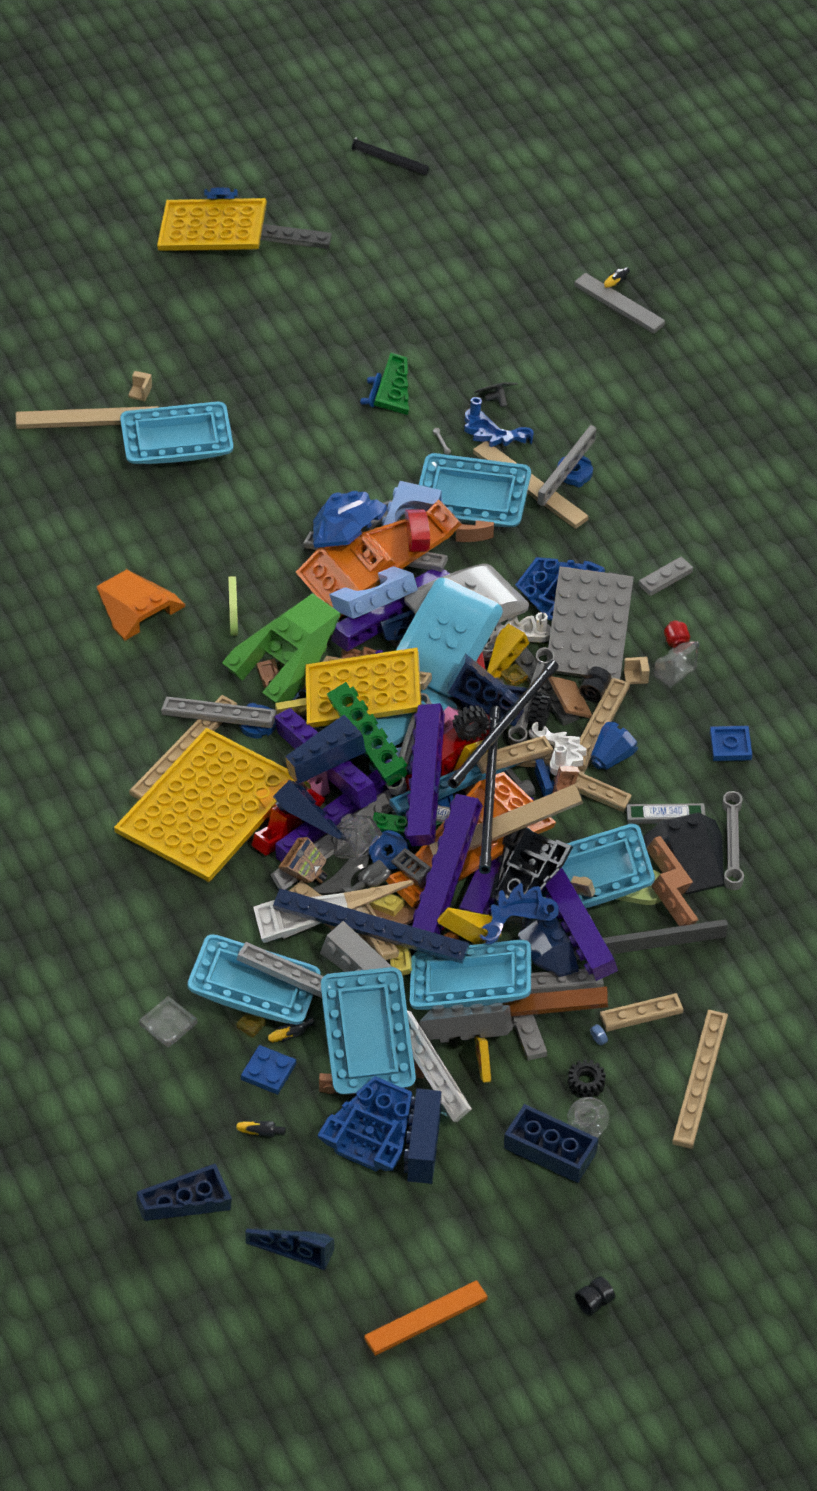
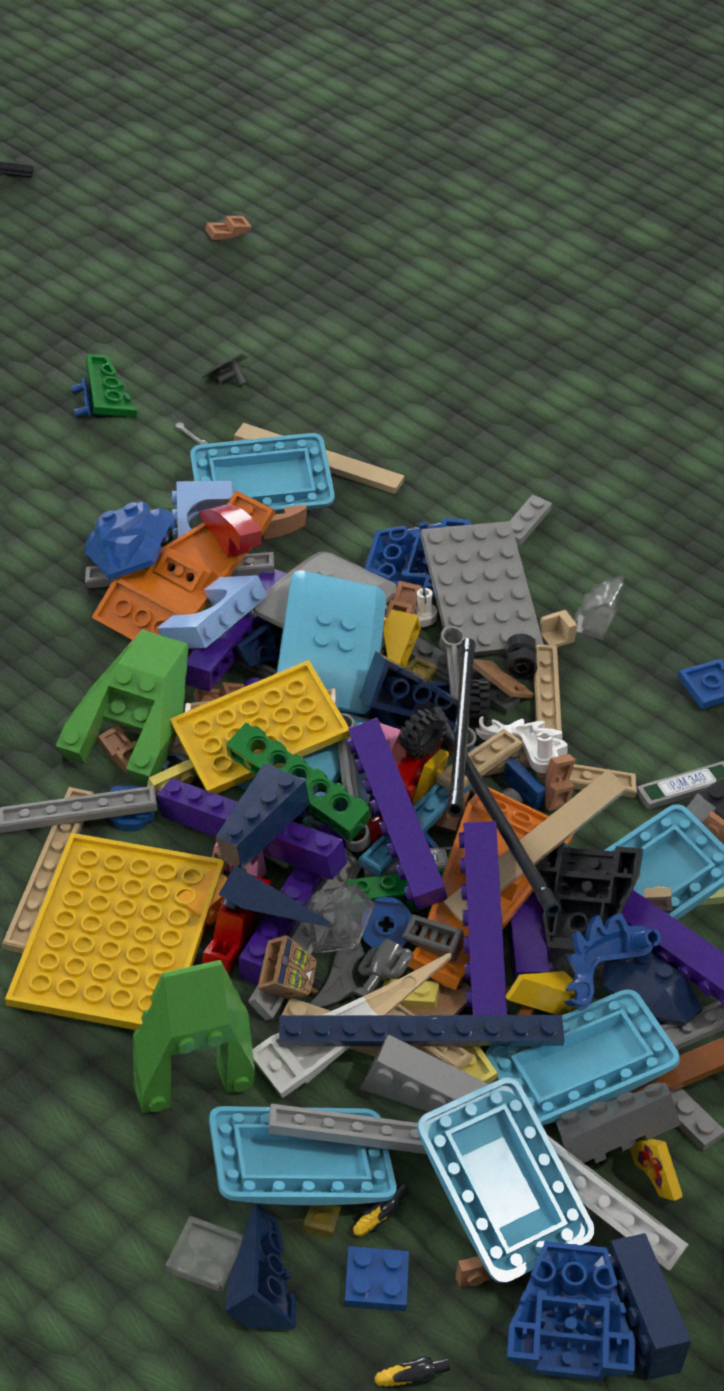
camera: 25 degrees left, 5 degrees down
(193, 1048) = (258, 1284): none -> dark blue wedge
(213, 867) = (187, 1013): none -> bright green wedge
(233, 606) = (37, 675): yellowish green tile -> none
(486, 430) = (240, 412): blue animal -> none
(527, 620) = (404, 598): none -> nougat slope
(566, 465) = (355, 427): light grey tile -> none
(567, 259) = (230, 228): none -> nougat slope
(581, 476) = (368, 439): blue plate -> none
(612, 746) = (585, 720): blue cone -> none
(616, 277) = (297, 232): black piece -> none
(619, 303) = (313, 257): light grey tile -> none
(676, 633) = (579, 578): red head -> none

